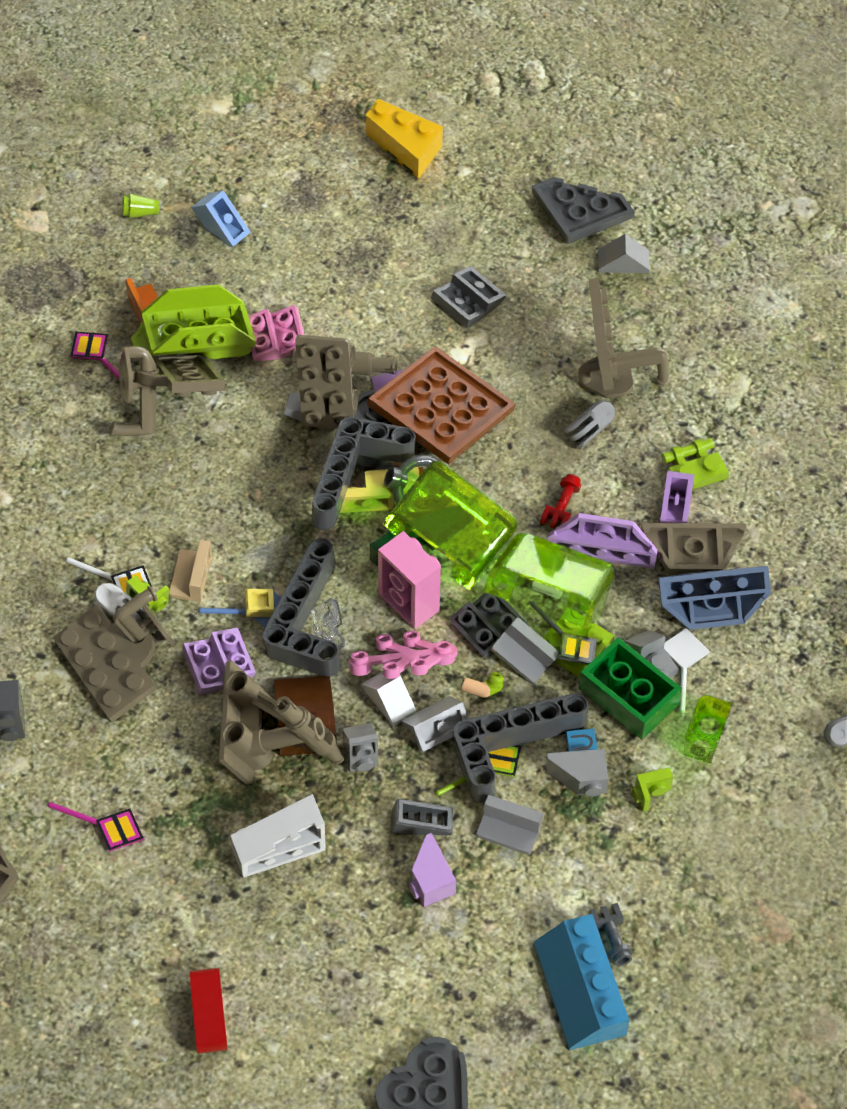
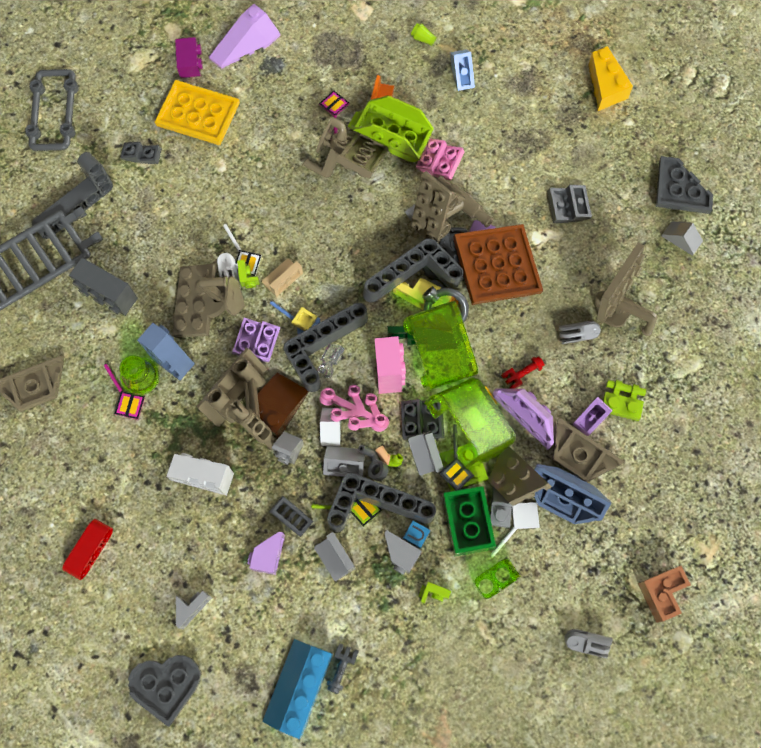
camera: 40 degrees right, 15 degrees up
(106, 793) = (141, 381): none -> clear neon green piece
(125, 731) = (165, 351): none -> sand blue wedge
(385, 992) = (186, 612): none -> light grey slope
(475, 700) = (378, 469): none -> flat silver plate
(646, 608) = (515, 478): none -> dark tan wing

